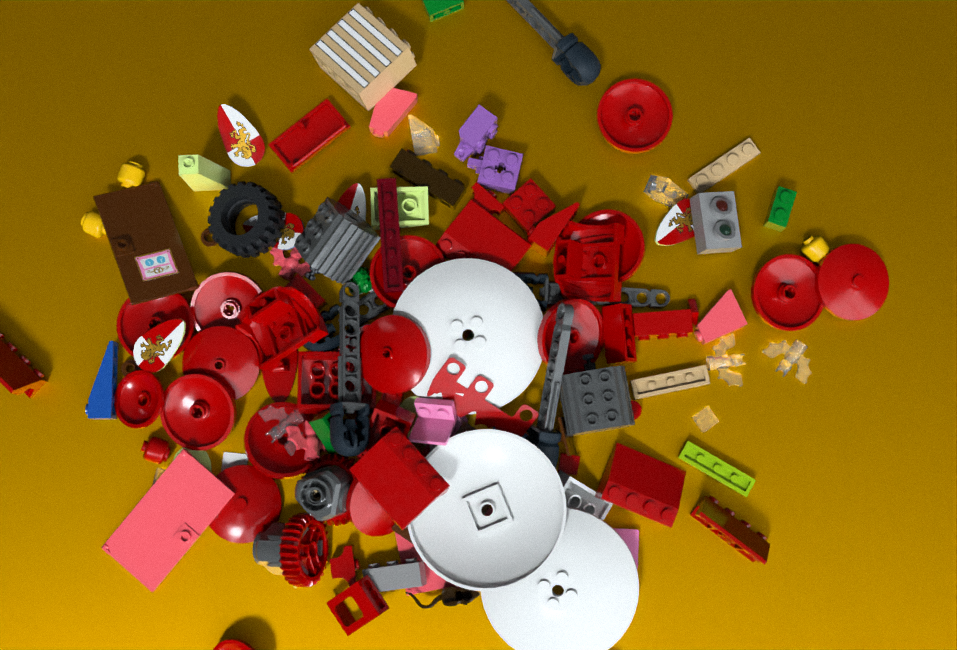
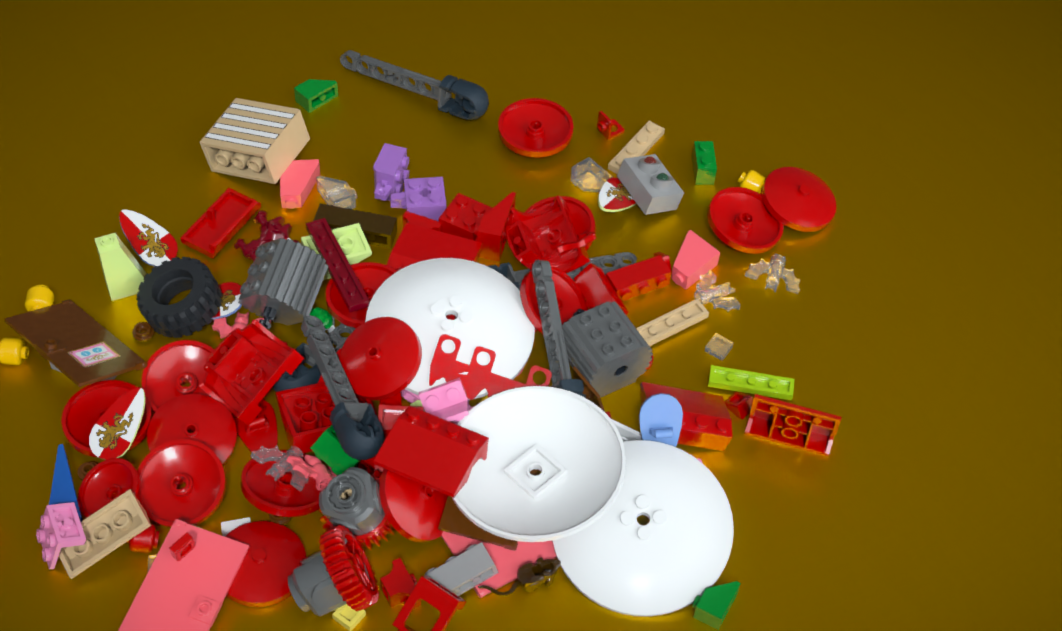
camera: 25 degrees left, 30 degrees down
(92, 428) = (59, 529): none -> bright pink bracket
(123, 441) = (106, 532): none -> tan slope
(180, 482) = (182, 546): none -> red tile
(350, 166) = (269, 231): none -> dark red piece
(611, 502) = (661, 419): none -> shield
(618, 287) = (584, 239): none -> red helmet
(697, 485) = (739, 404): none -> red slope
(701, 132) = (605, 124): none -> red bracket

